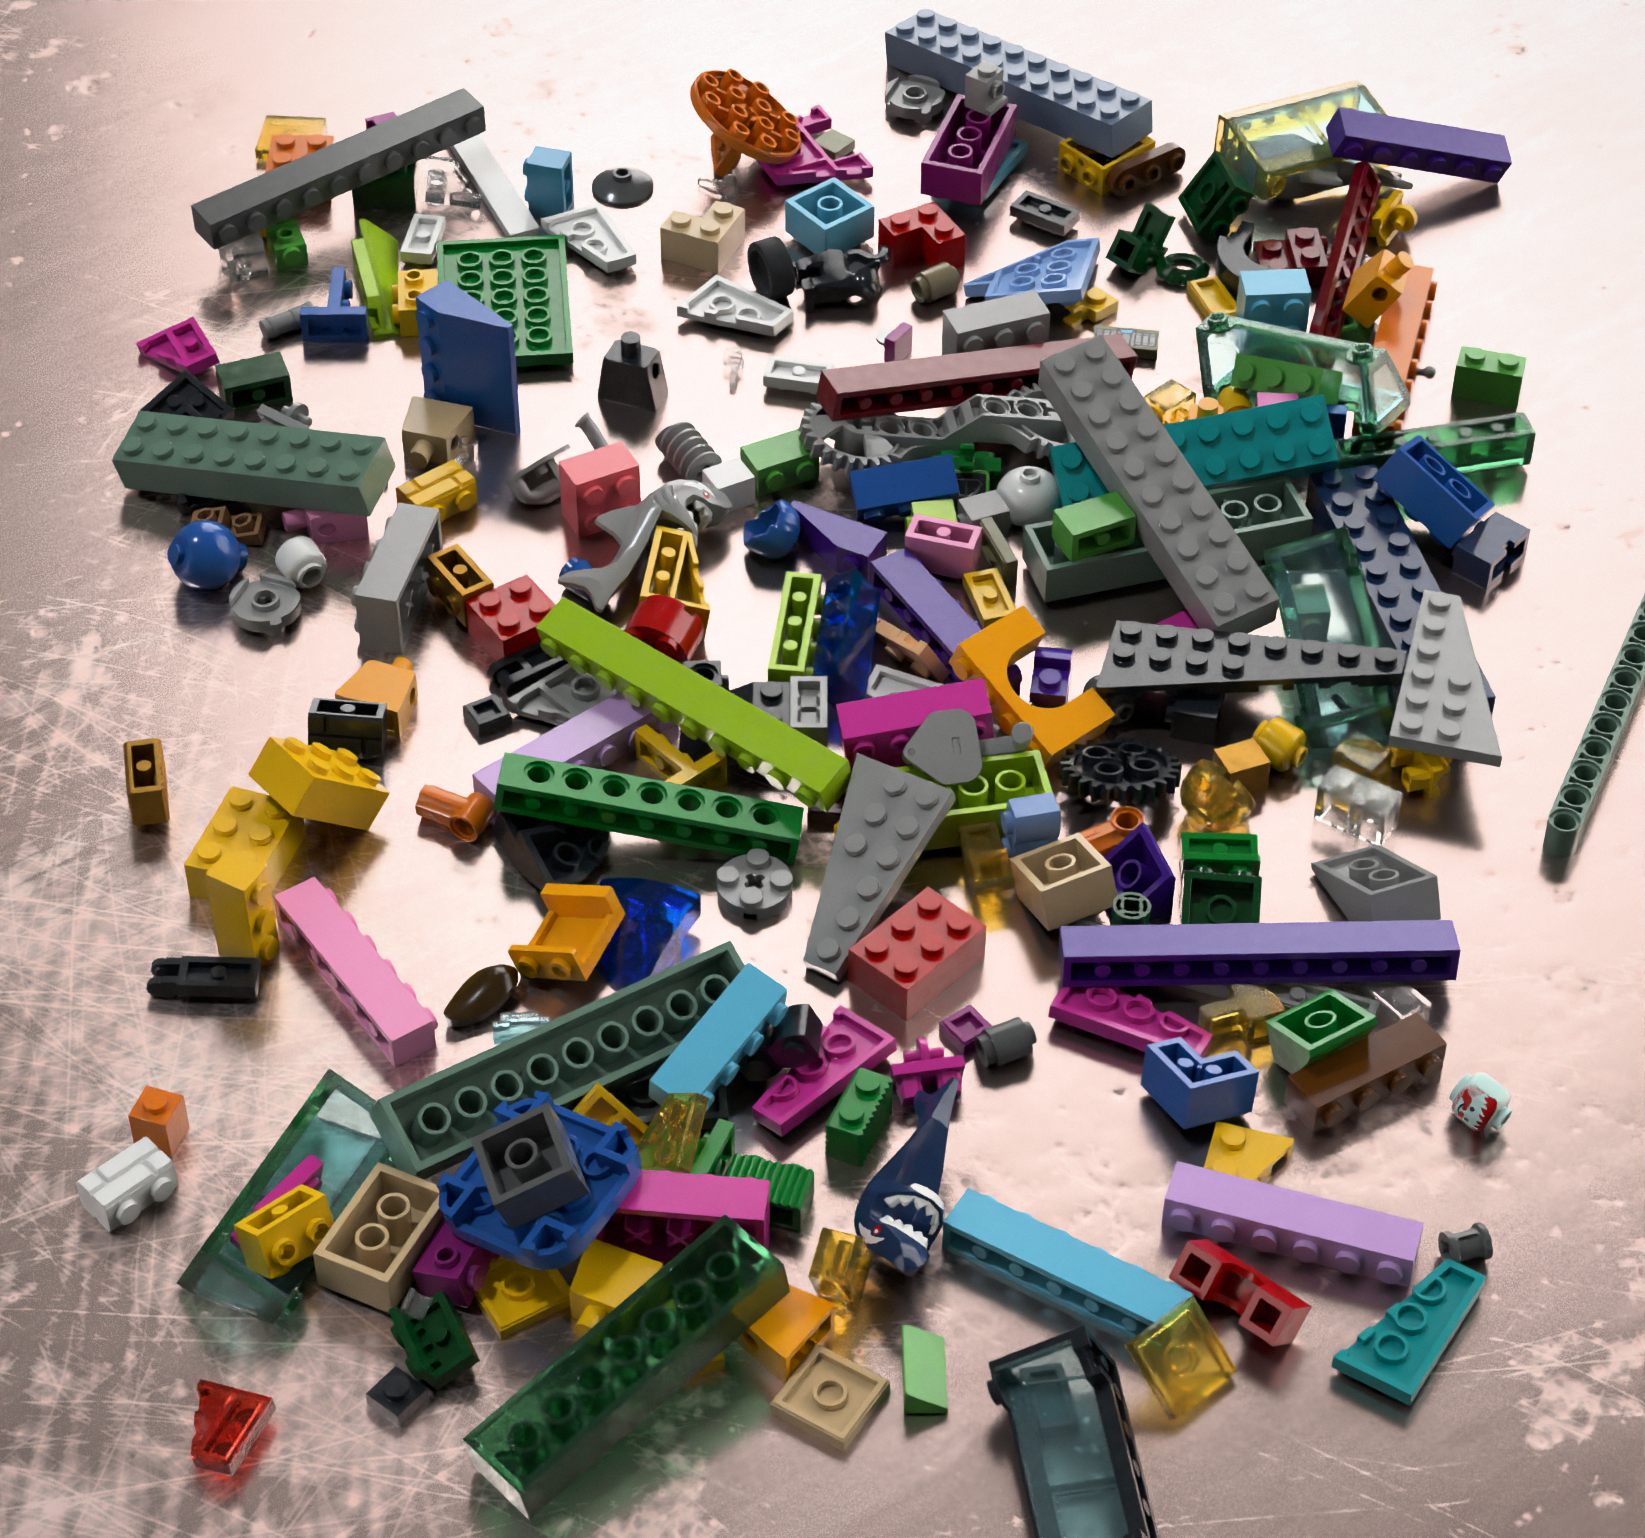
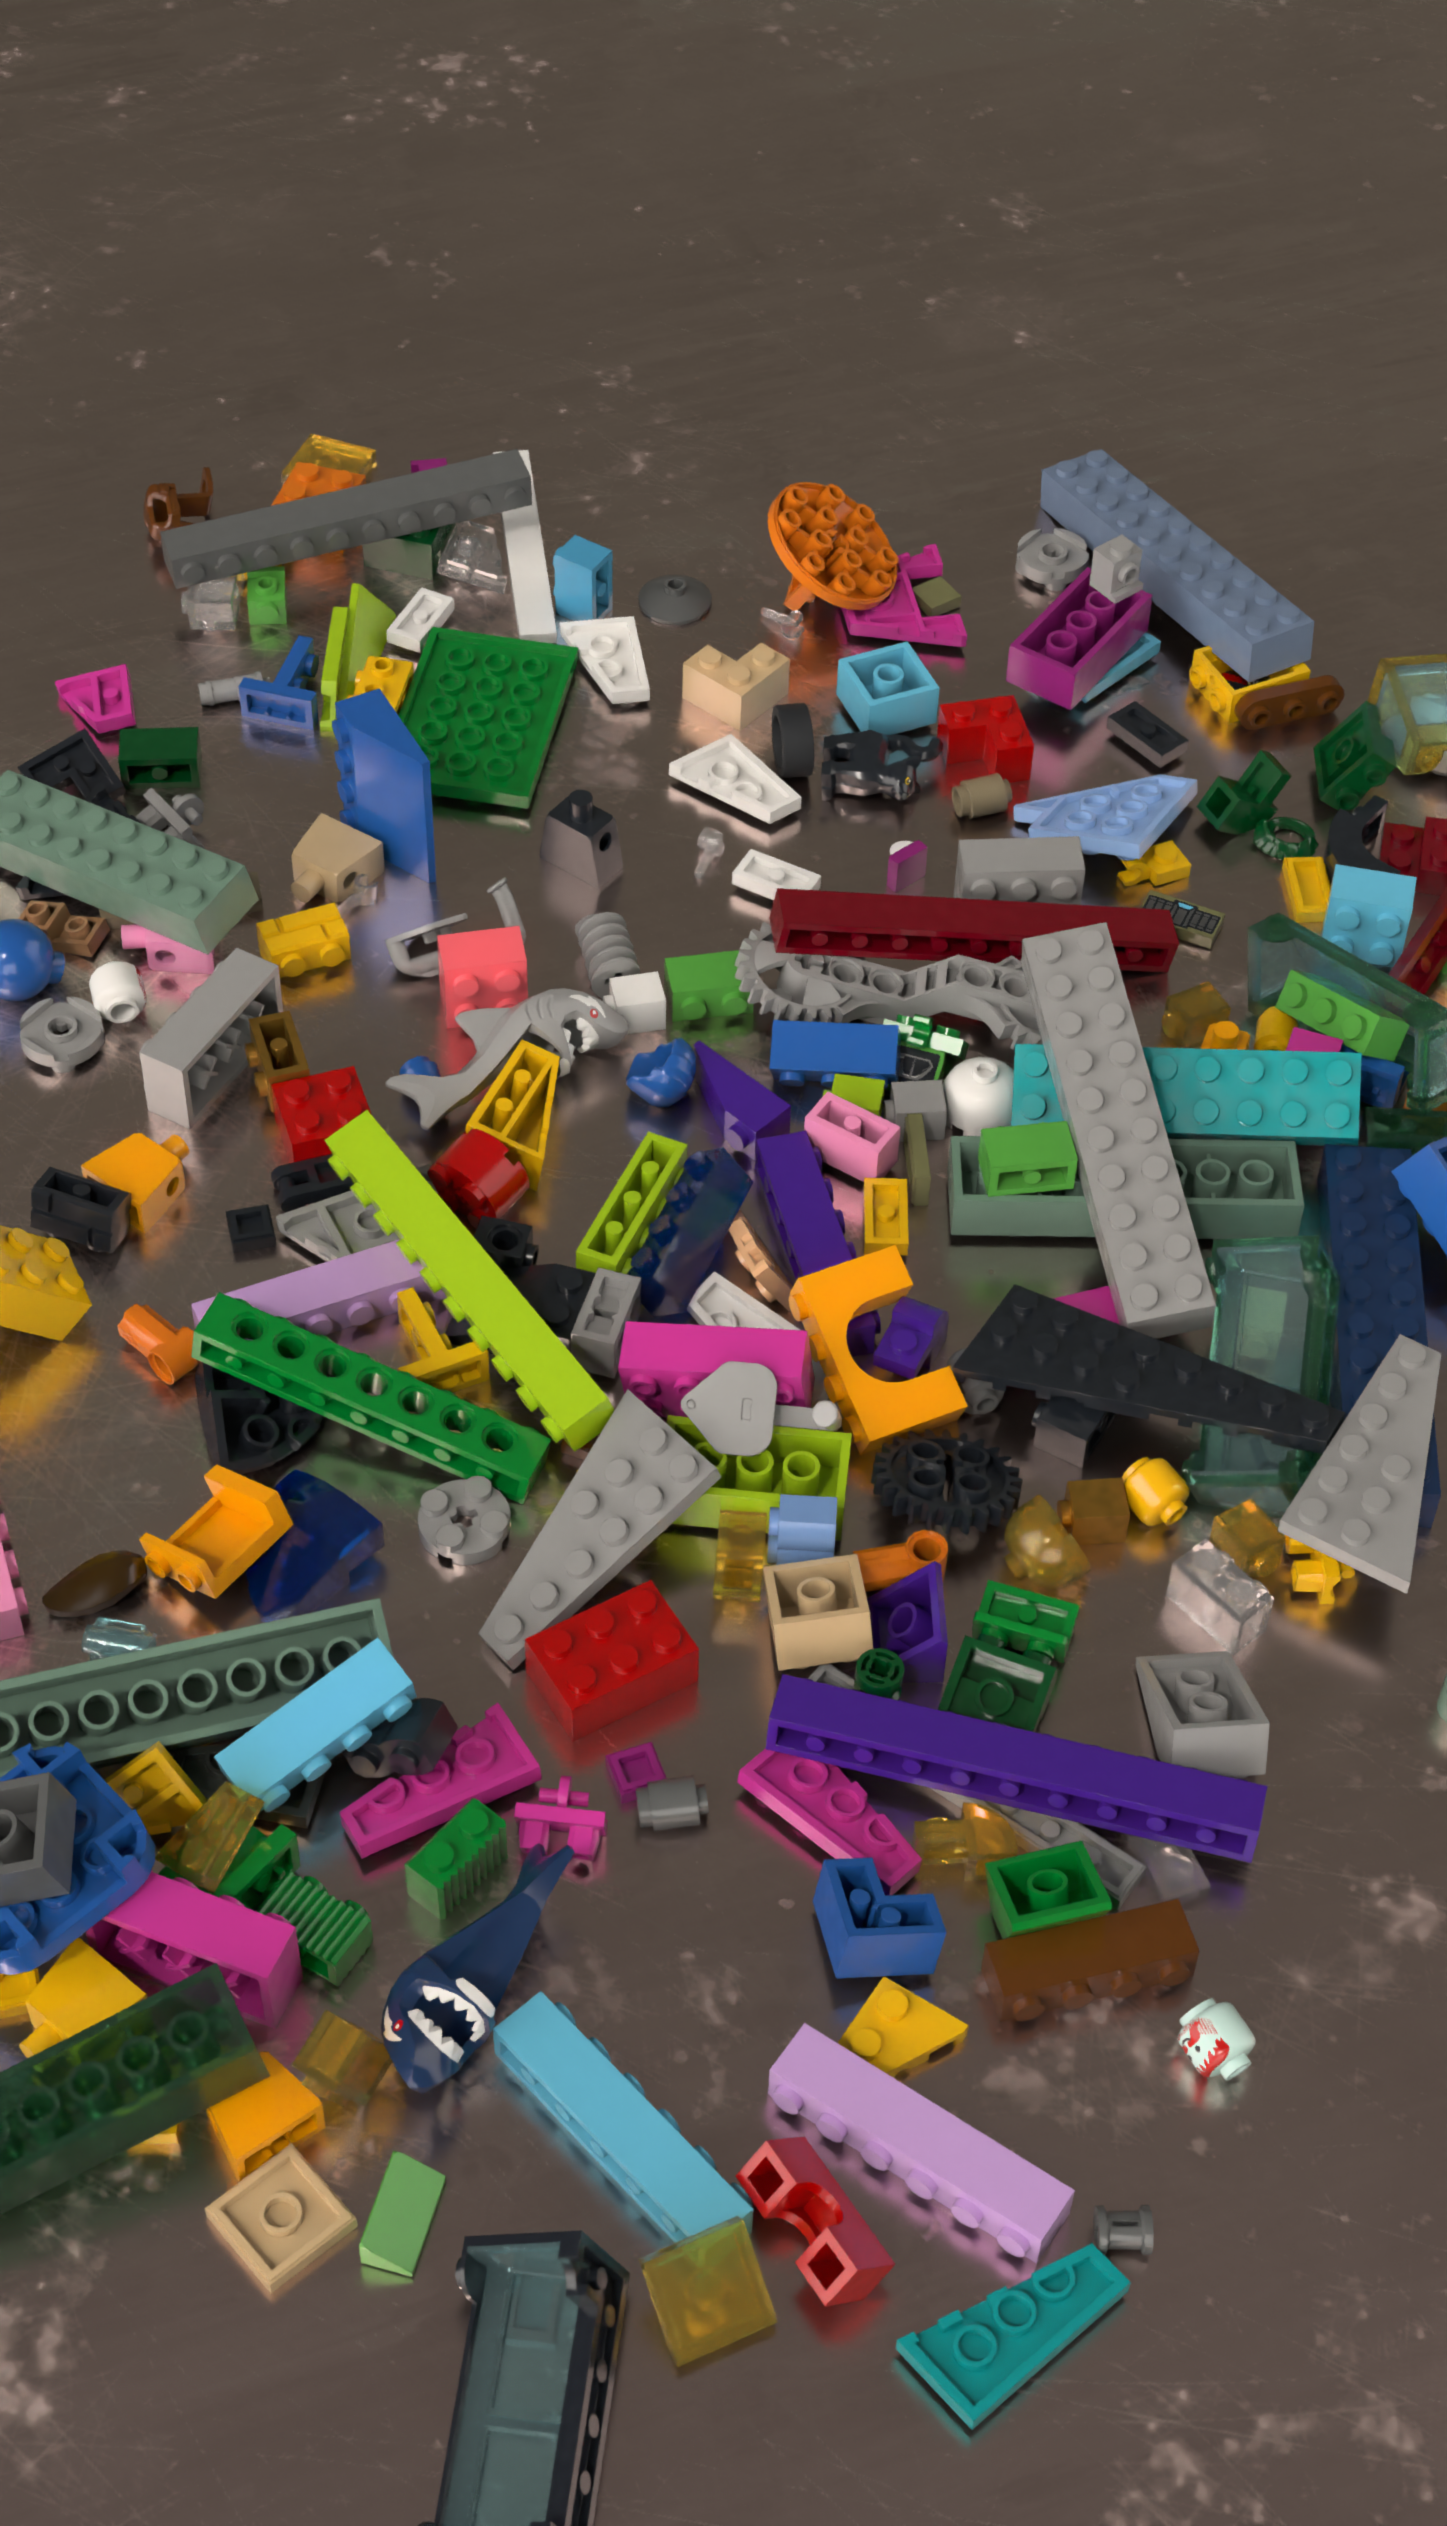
camera: 15 degrees right, 5 degrees up
(171, 187) = (165, 507): none -> reddish brown piece

